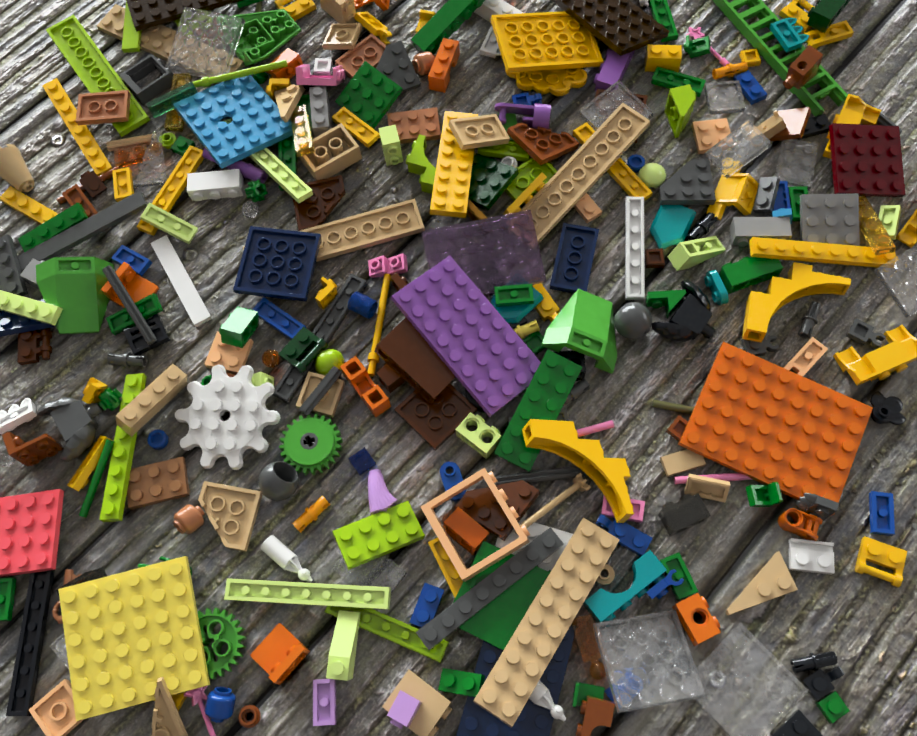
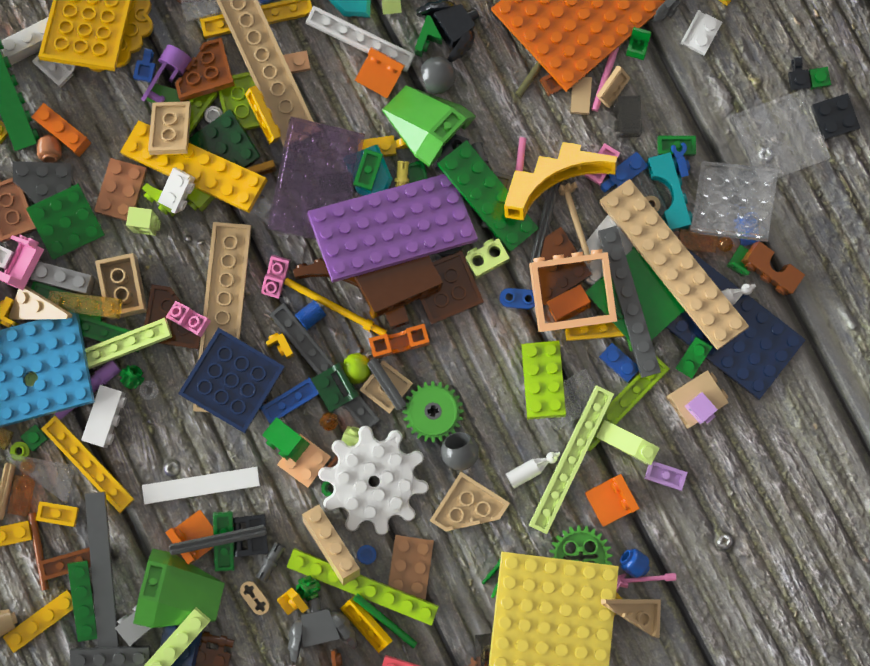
camera: 75 degrees left, 15 degrees up
(91, 360) = (258, 594): none -> tan beam
(92, 183) = (41, 546): reddish brown bracket -> none
(135, 260) = (156, 528): blue plate -> none
(169, 223) = (132, 476): yellowish green plate -> none
(188, 519) = (460, 545): nougat head -> none
(243, 716) = (657, 538): dark orange plate -> none
(311, 514) = (498, 434): light orange pin -> none
(320, 211) = (188, 318): none -> bright pink slope
(356, 127) = (96, 249): yellow plate -> none
(362, 461) = (466, 372): clear blue tile -> none
(378, 494) = (509, 367): lavender piece -> none
(426, 155) = (176, 190): none -> white bracket
(574, 258) = (346, 98): dark blue plate -> none
(612, 273) = (379, 72): none -> orange bracket
(654, 258) = (377, 25): reddish brown tile -> none
(697, 632) = (727, 144): orange brick -> none
(770, 583) = (709, 74): tan wing -> none
(804, 524) = (674, 25): orange piece -> none
(813, 661) = (782, 74): black axle -> none

